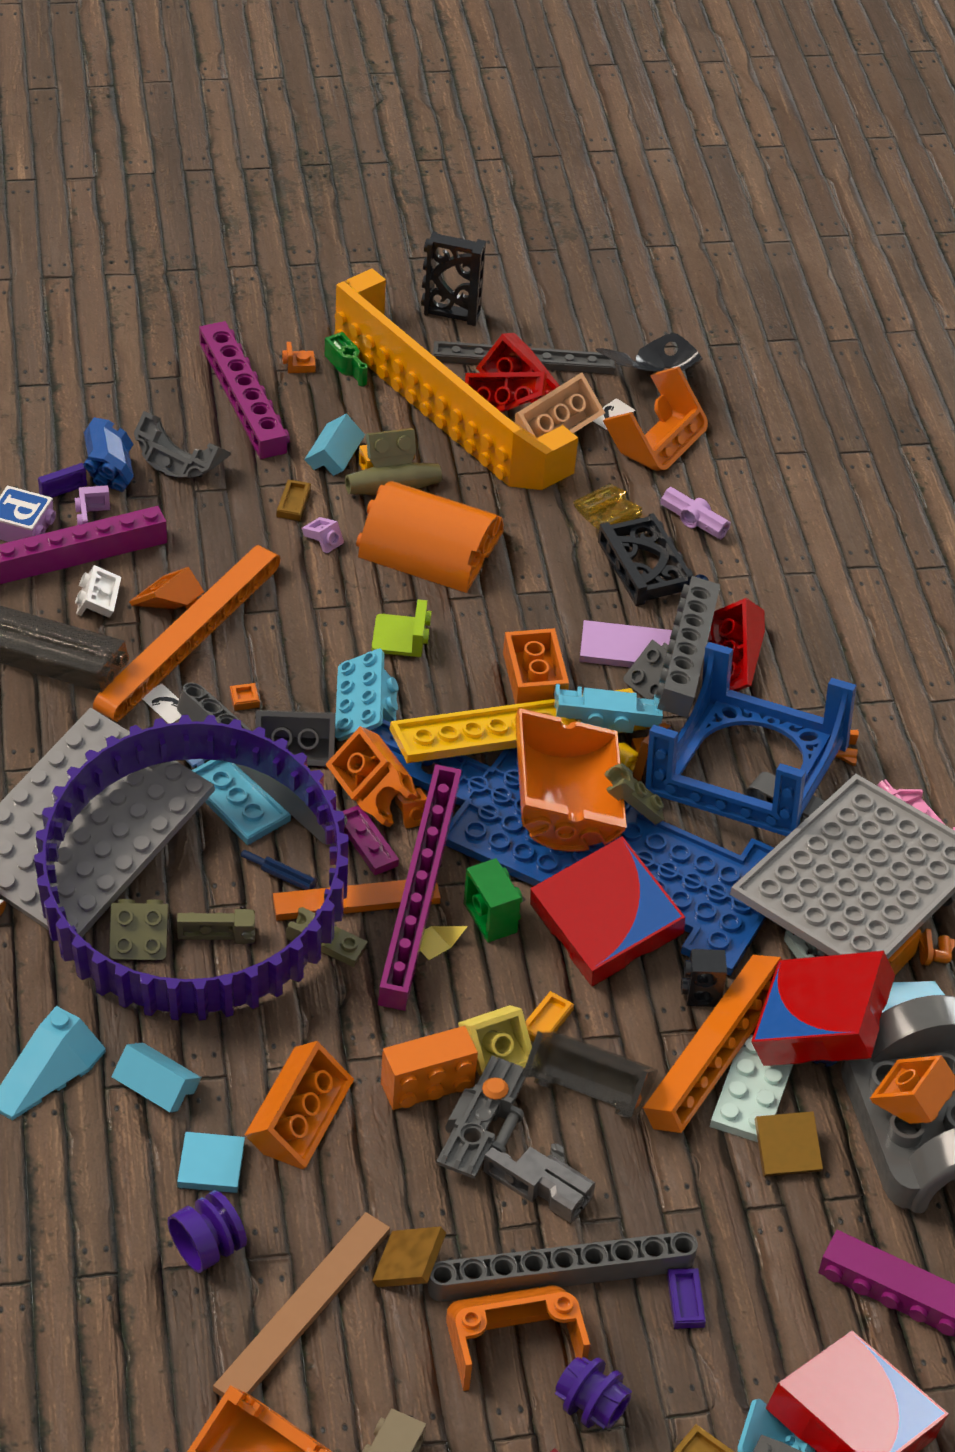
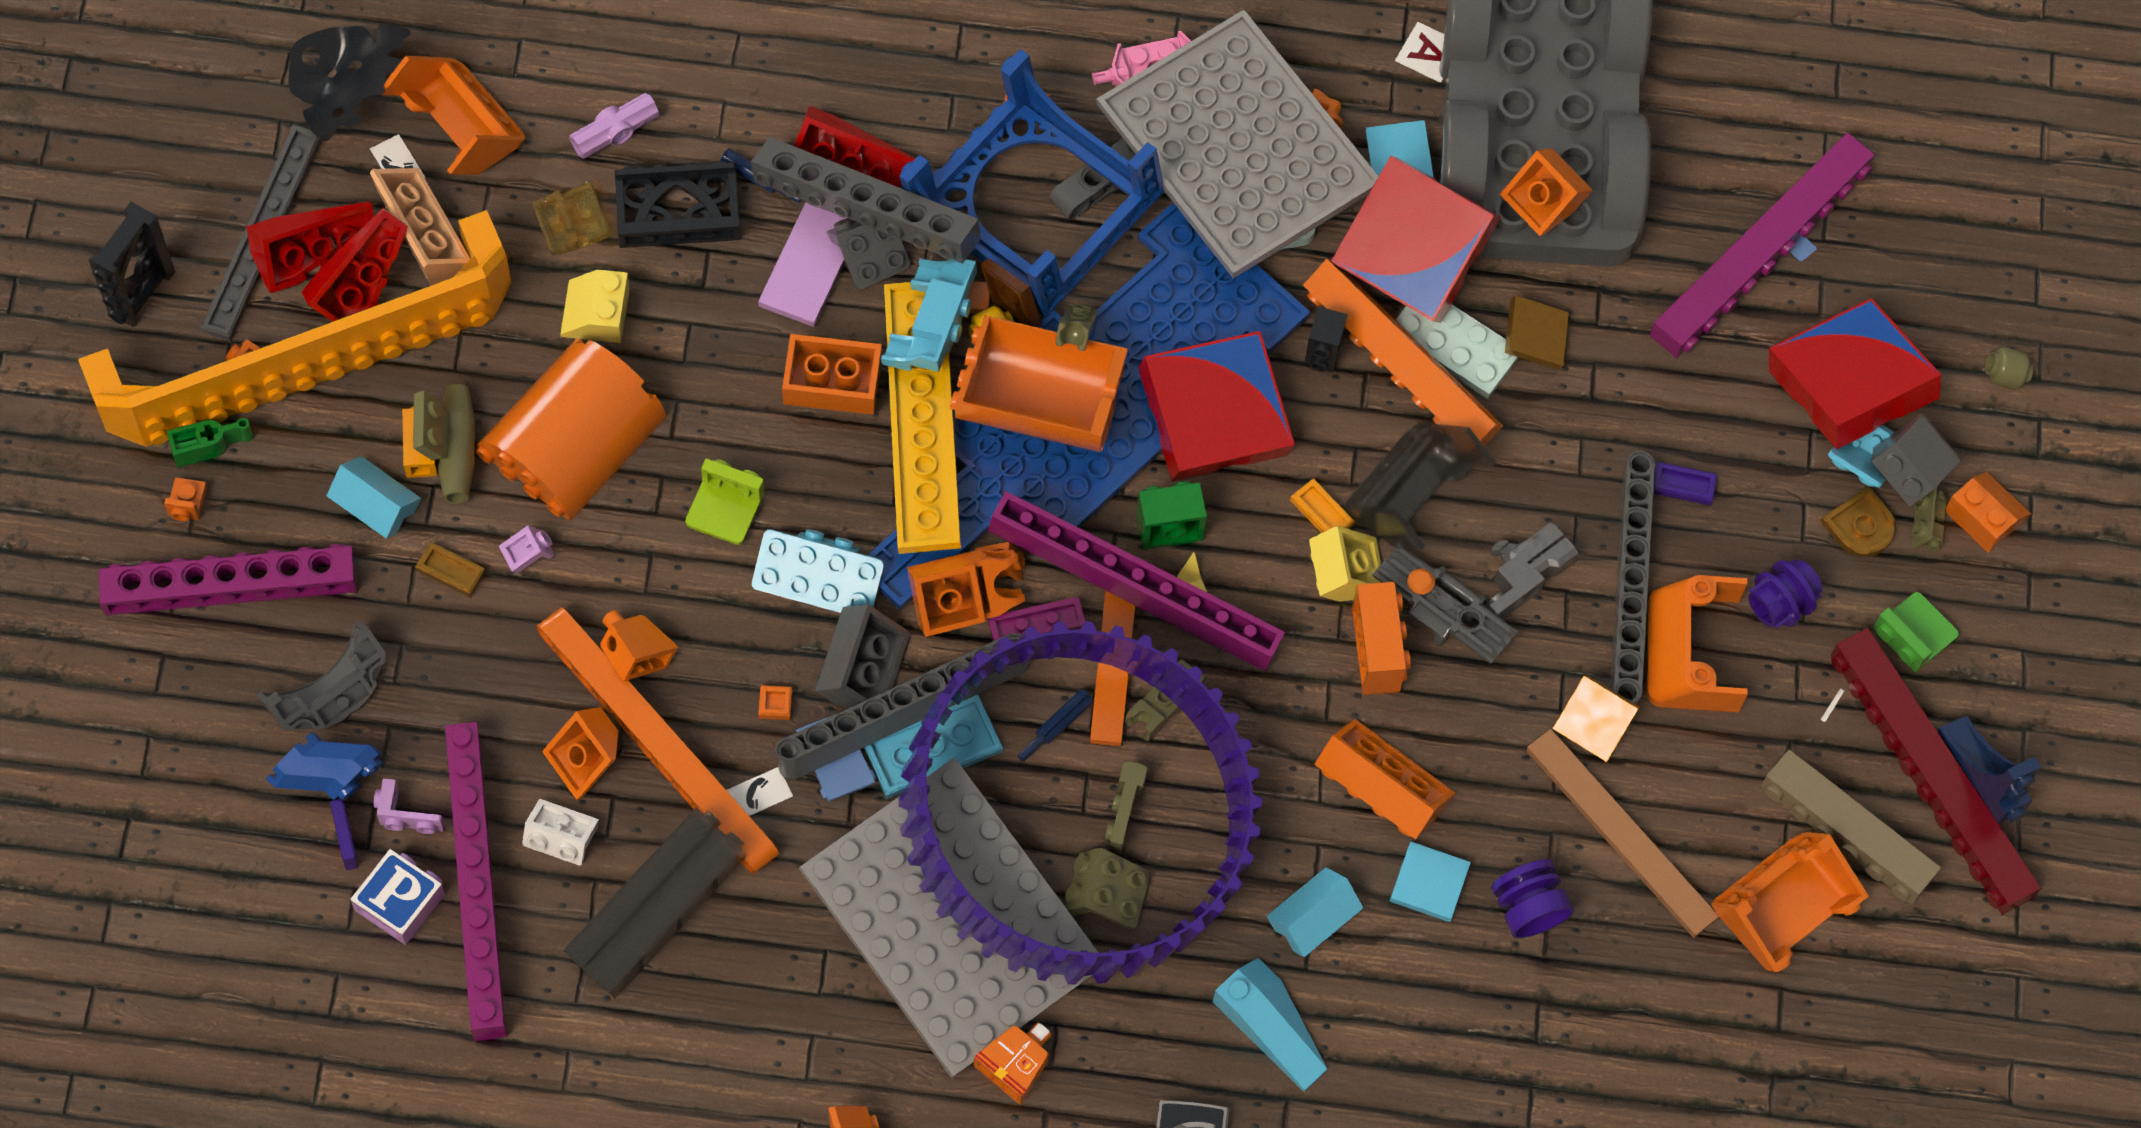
camera: 75 degrees left, 20 degrees up
(259, 598) = (635, 645): none -> orange torso
(539, 535) = (596, 306): none -> light yellow slope

